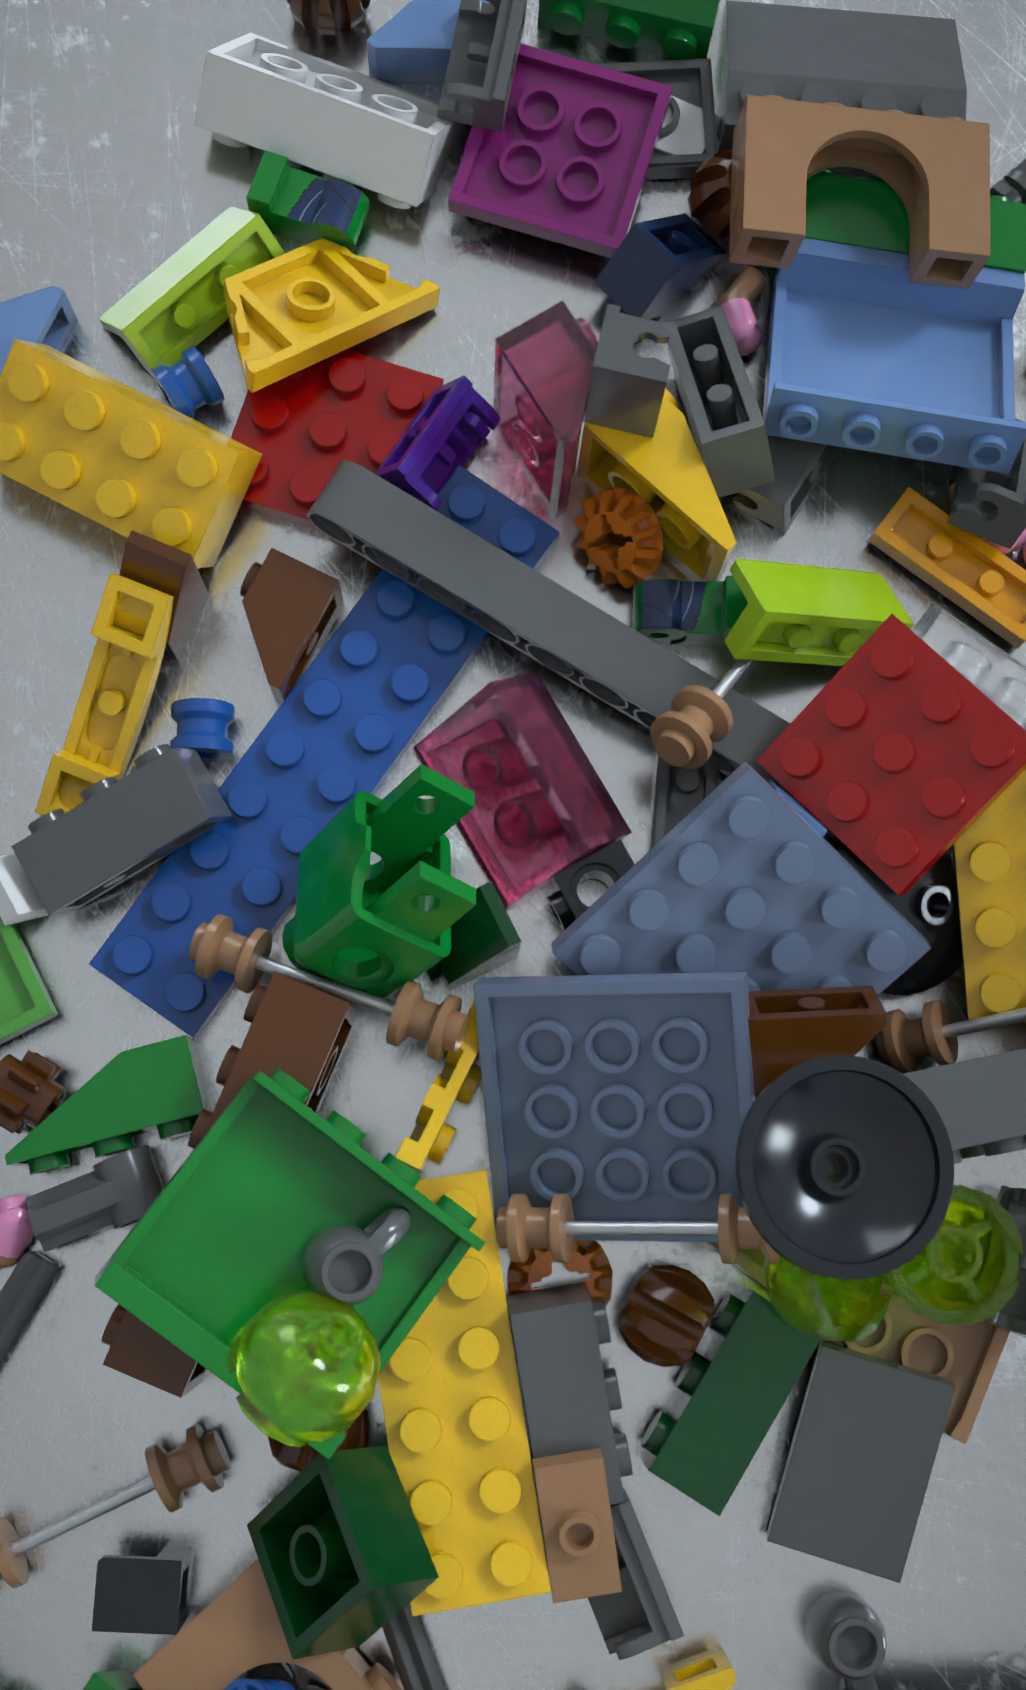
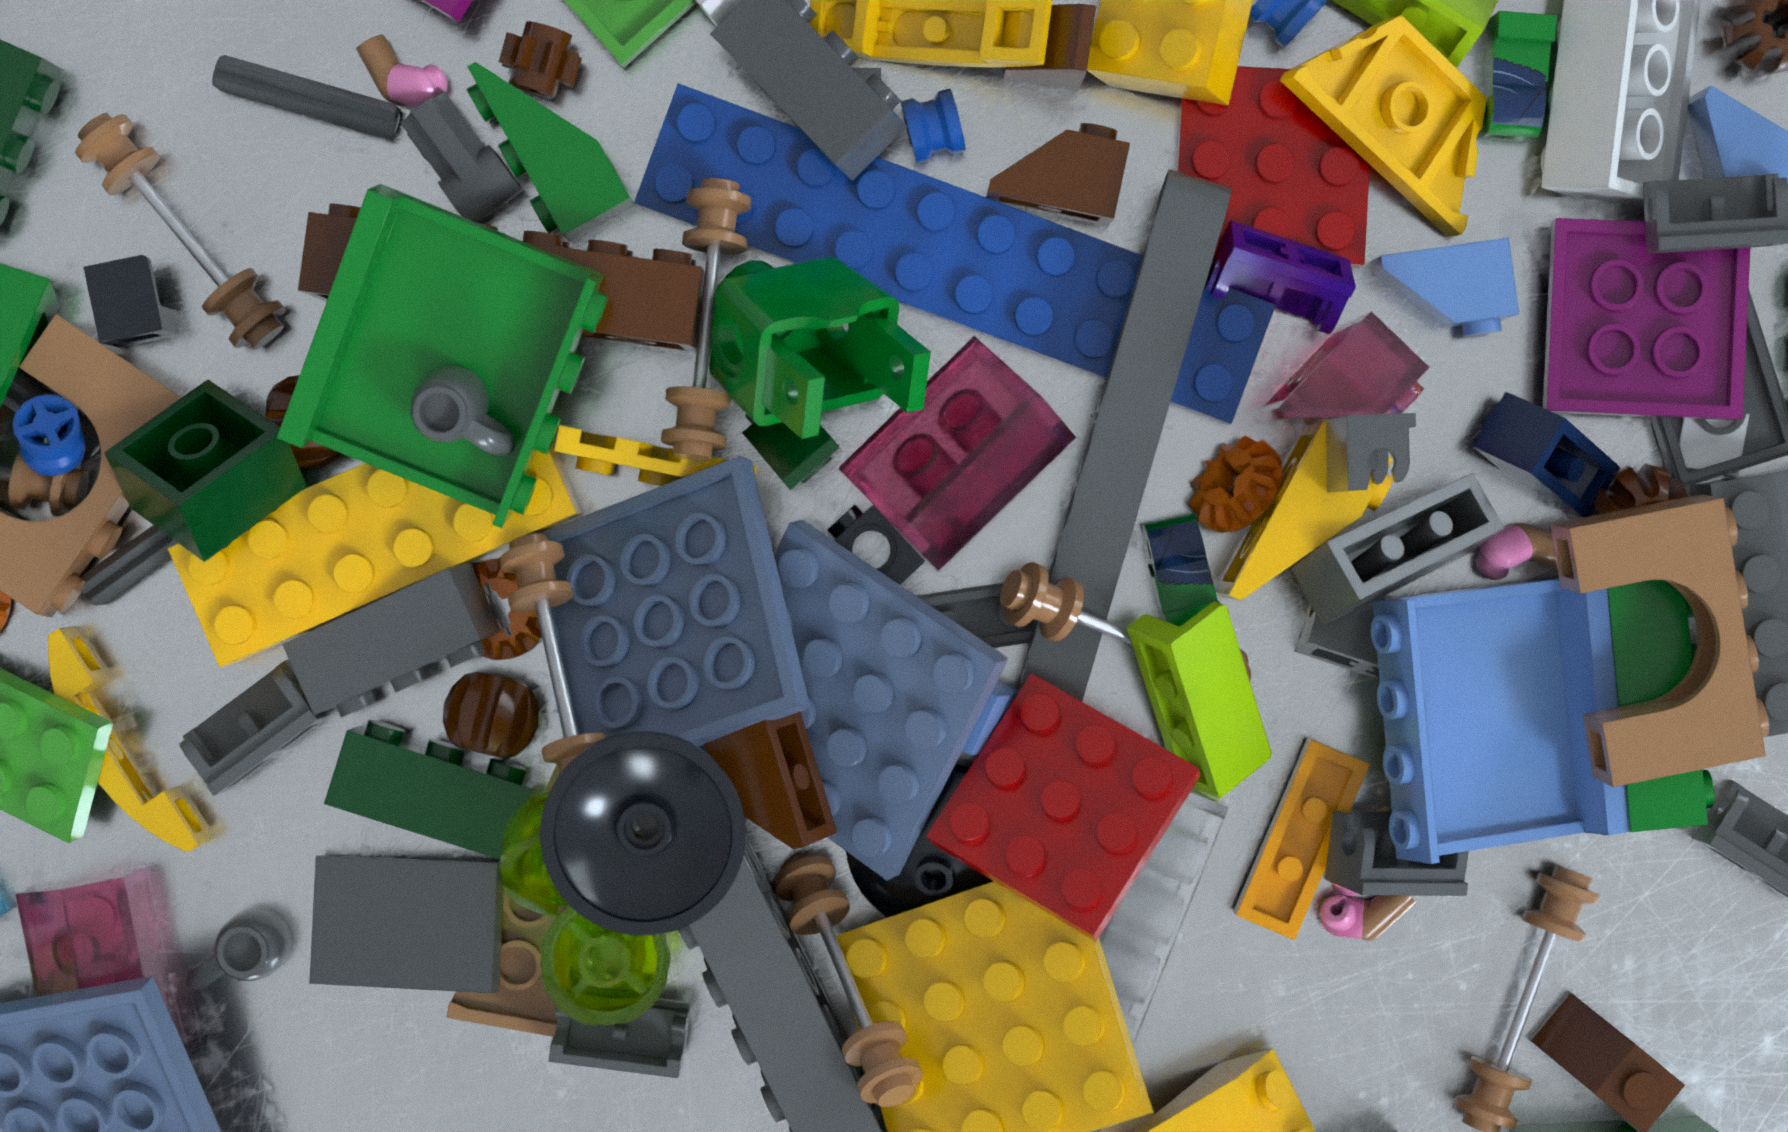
camera: 85 degrees right, 10 degrees up
(305, 1367) = (348, 395): clear neon green cylinder -> none
(483, 302) = (1456, 283): none -> medium blue slope
(577, 1525) = (282, 676): medium nougat plate -> none

